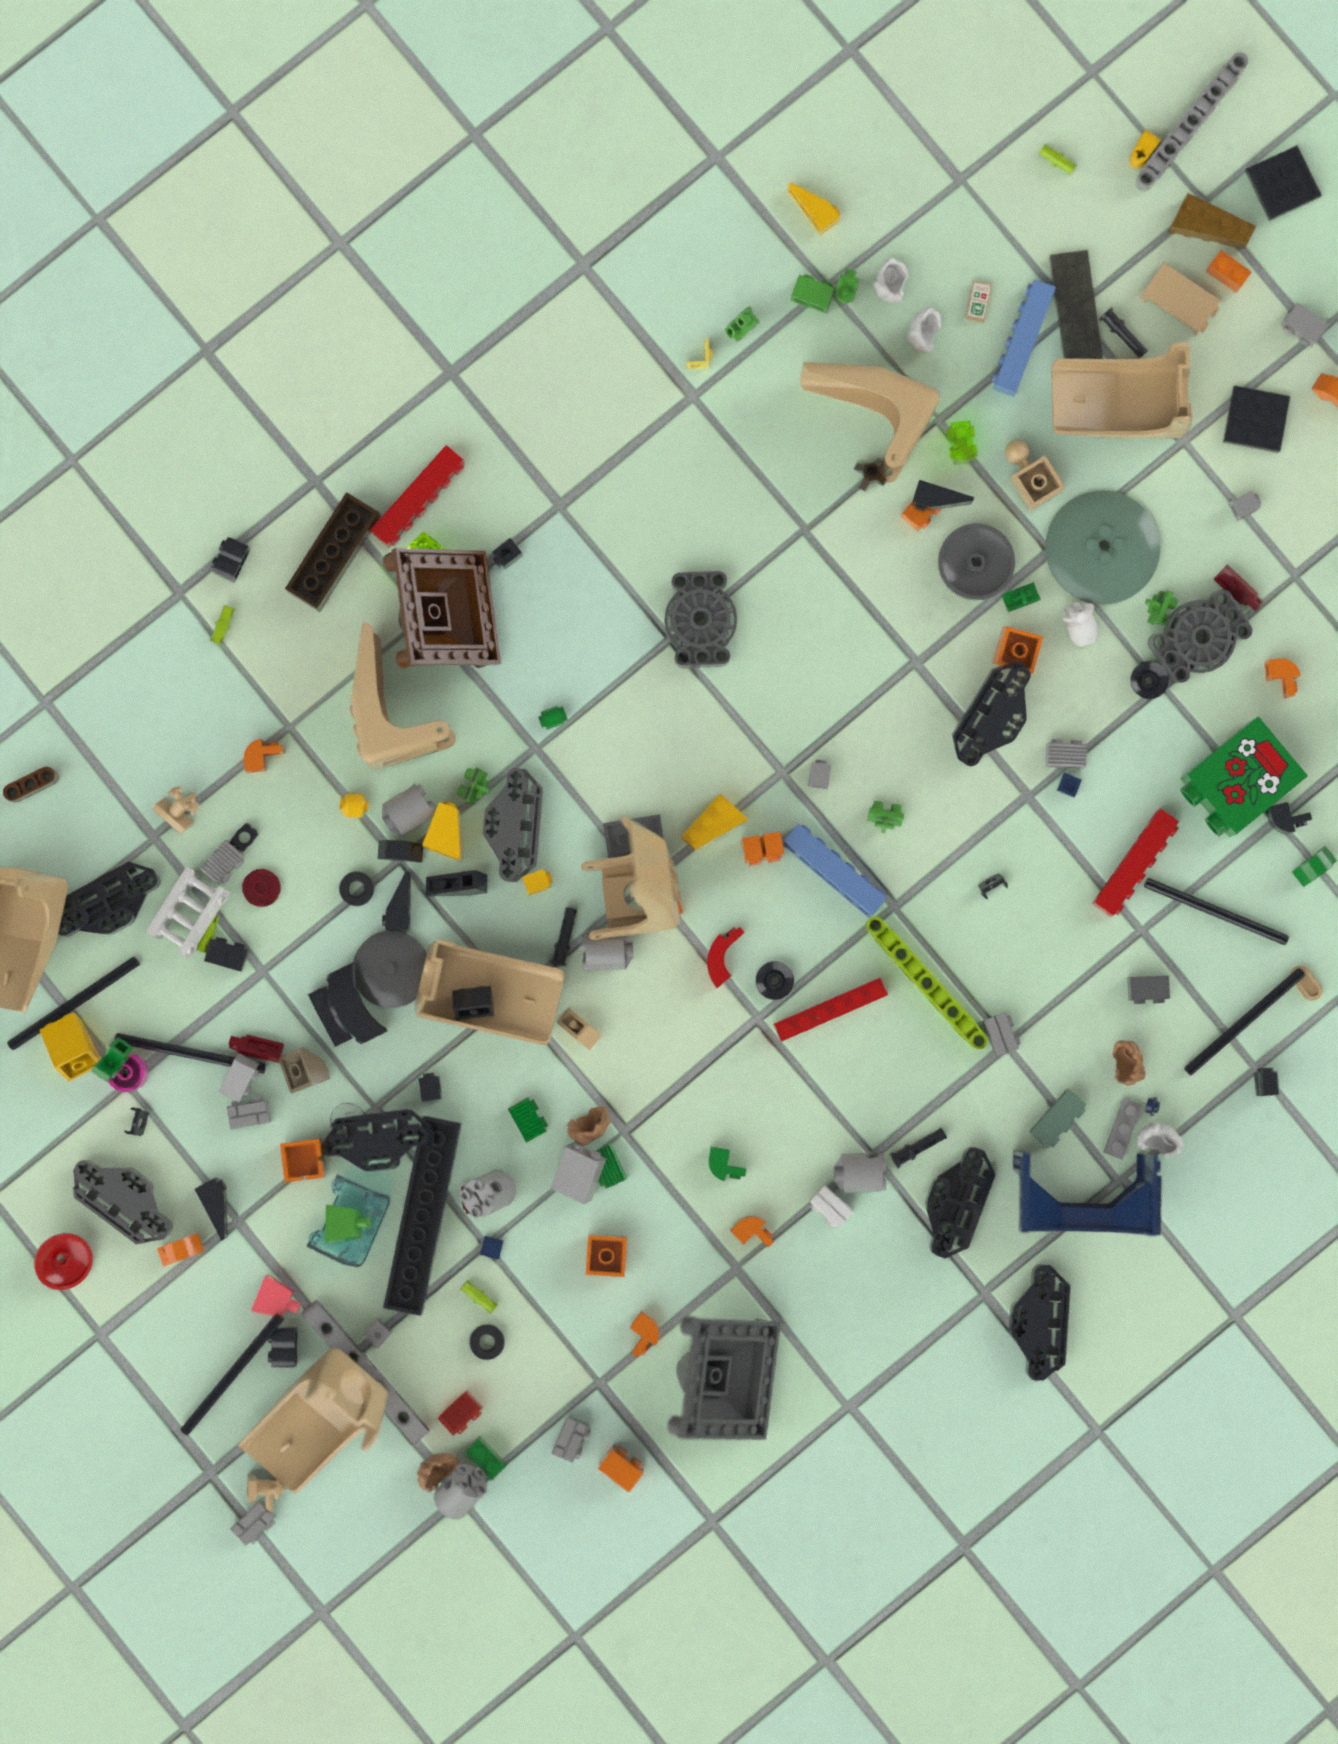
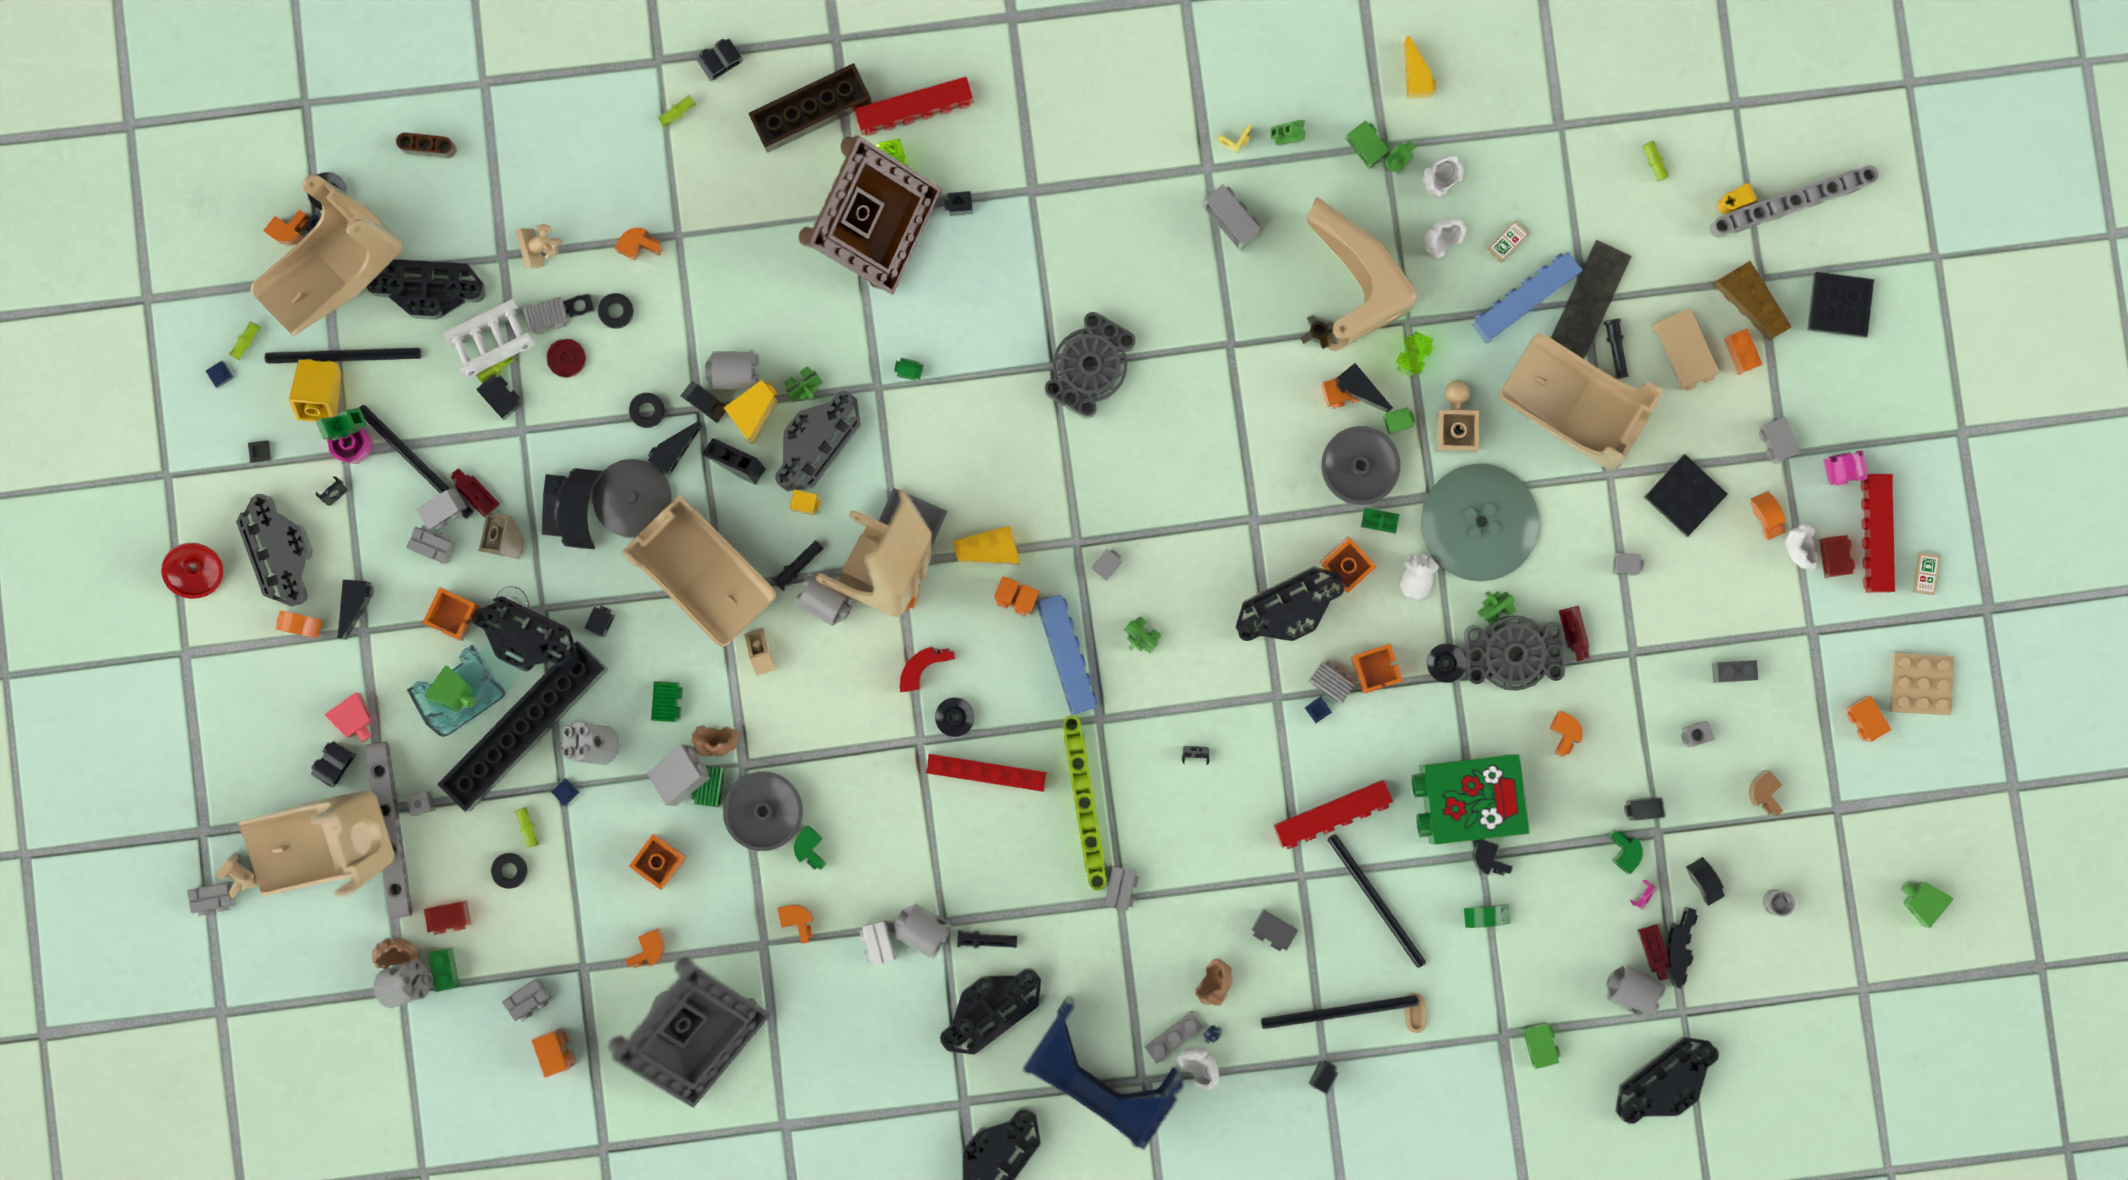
camera: 30 degrees right, 0 degrees up
(54, 1127) = (259, 451): none -> pearl dark grey tile
(232, 1373) = (274, 758): black axle -> none
(266, 827) = (624, 319): none -> black tyre
(353, 805) = (689, 336): yellow head -> none
(379, 741) = (744, 290): tan piece -> none
(473, 1002) = (682, 571): black brick -> none
(666, 1158) = (762, 811): none -> dark grey dish
(740, 423) = (1232, 217): none -> light grey brick
(983, 505) = (1399, 420): none -> bright green brick
(1058, 1118) = (1123, 993): sand green brick -> none
(1094, 722) = (1375, 668): none -> orange piece

